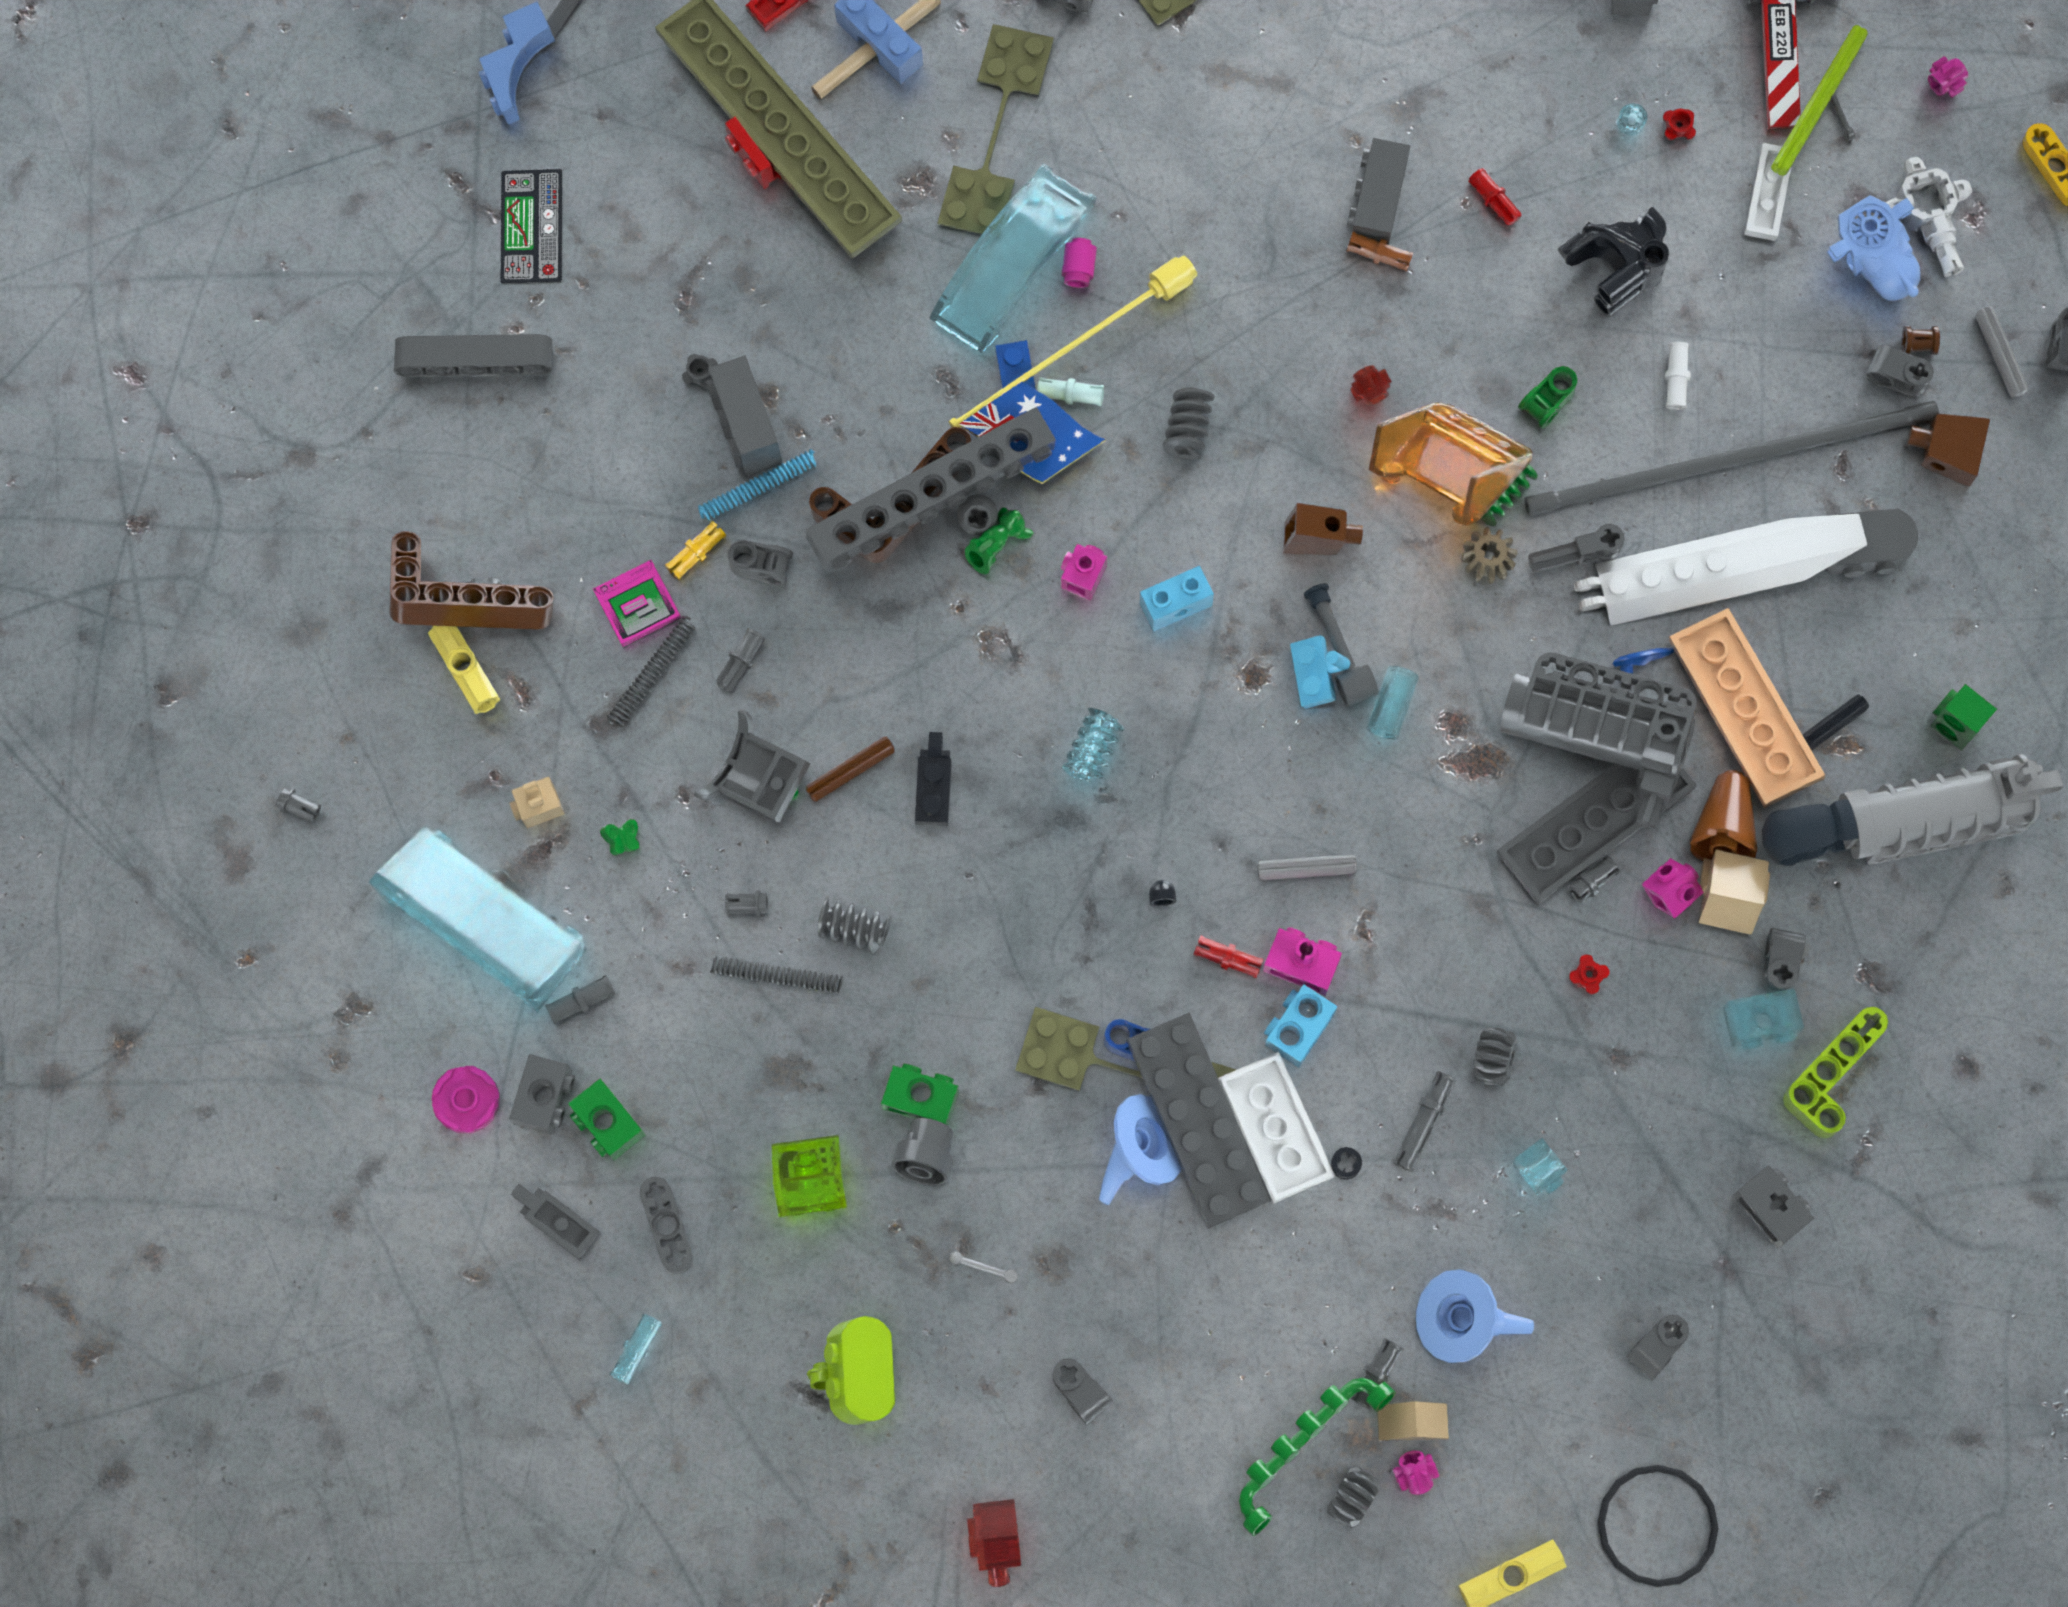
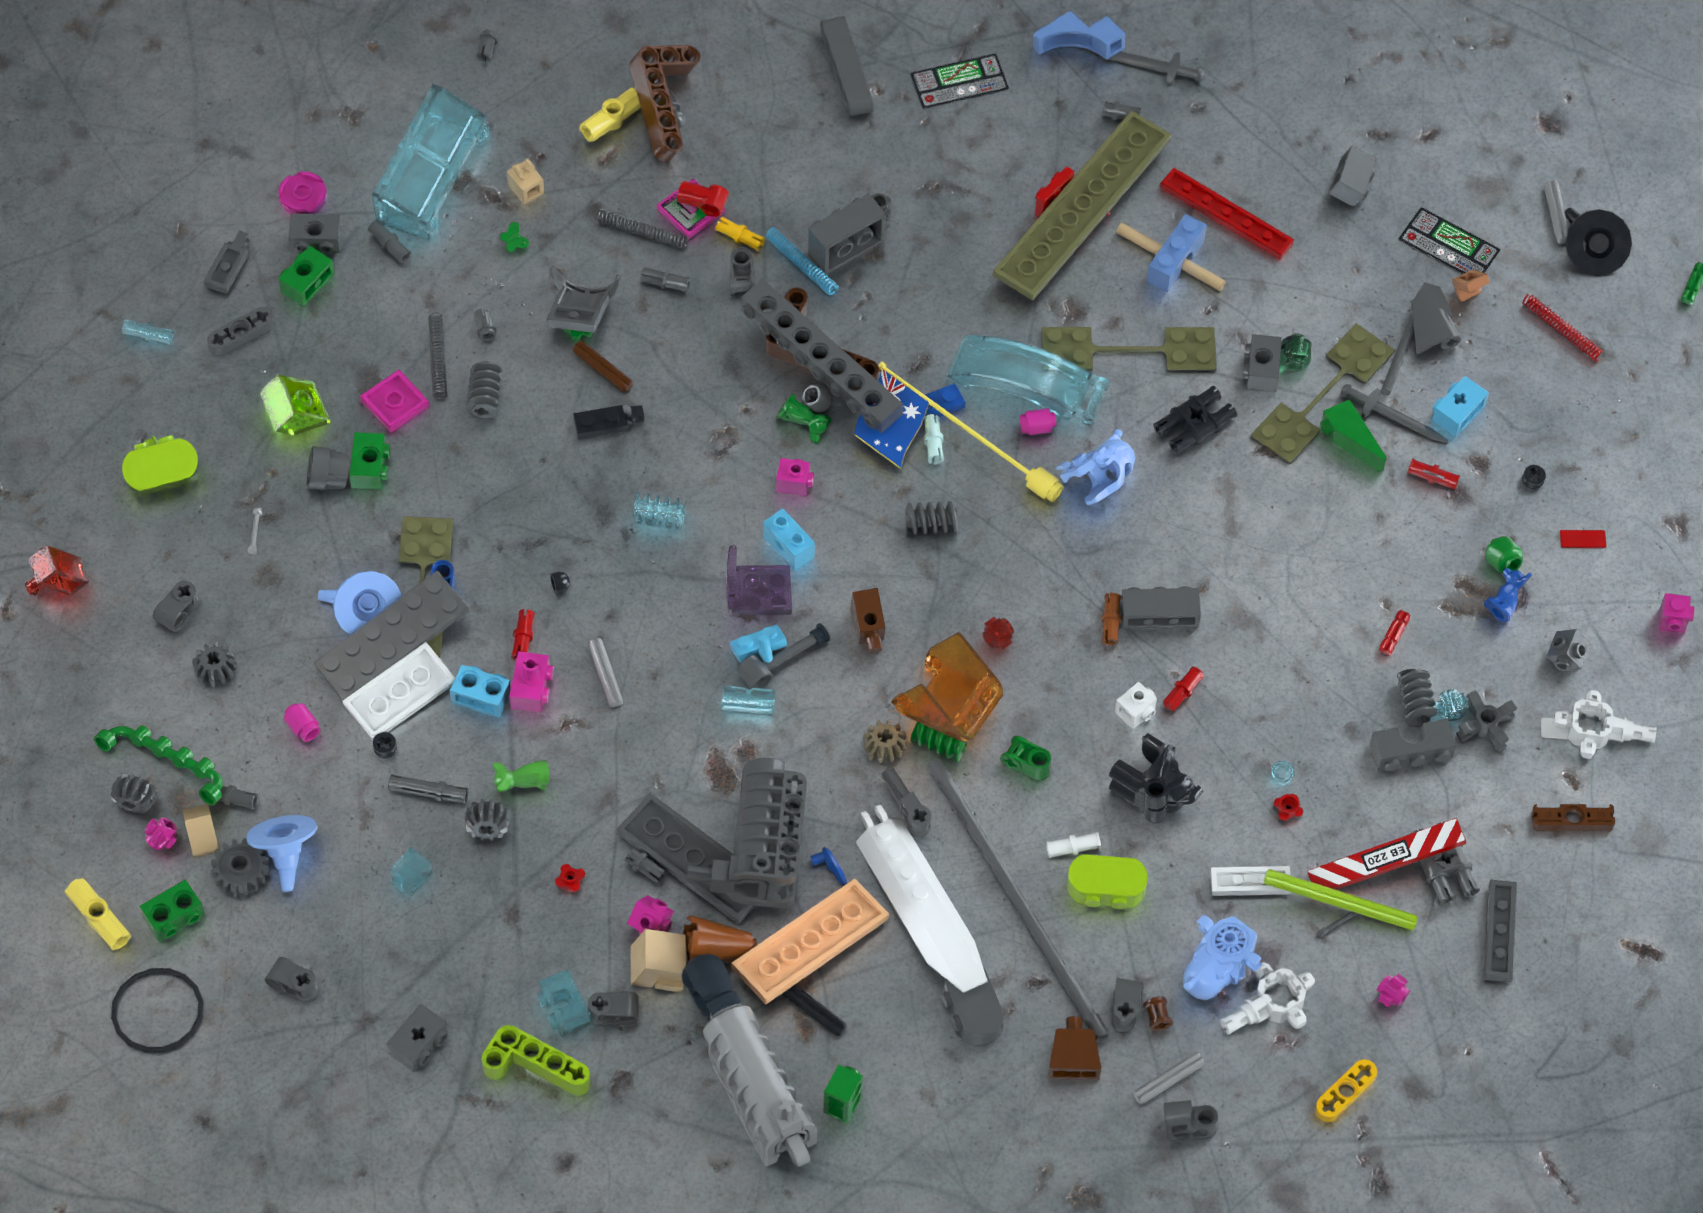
camera: 70 degrees right, 15 degrees down
(639, 573) = (710, 199): none -> red piece
(641, 47) = (1118, 111): none -> dark grey pin
(830, 1045) = (394, 401): none -> dark pink tile
(1114, 89) = (1195, 420): none -> black pin
(1176, 207) = (1112, 456): none -> light blue helmet
(1179, 1368) = (214, 664): none -> dark grey gear
(1236, 655) = (757, 588): none -> clear purple piece
(1292, 1260) = (301, 722): none -> dark pink brick
(1439, 979) = (527, 776): none -> bright green animal
(1486, 1400) = (238, 855): none -> dark grey gear
(1507, 253) = (1136, 705): none -> white brick
(1519, 1481) = (168, 905): none -> green brick
(1737, 350) = (1107, 881): none -> lime brick

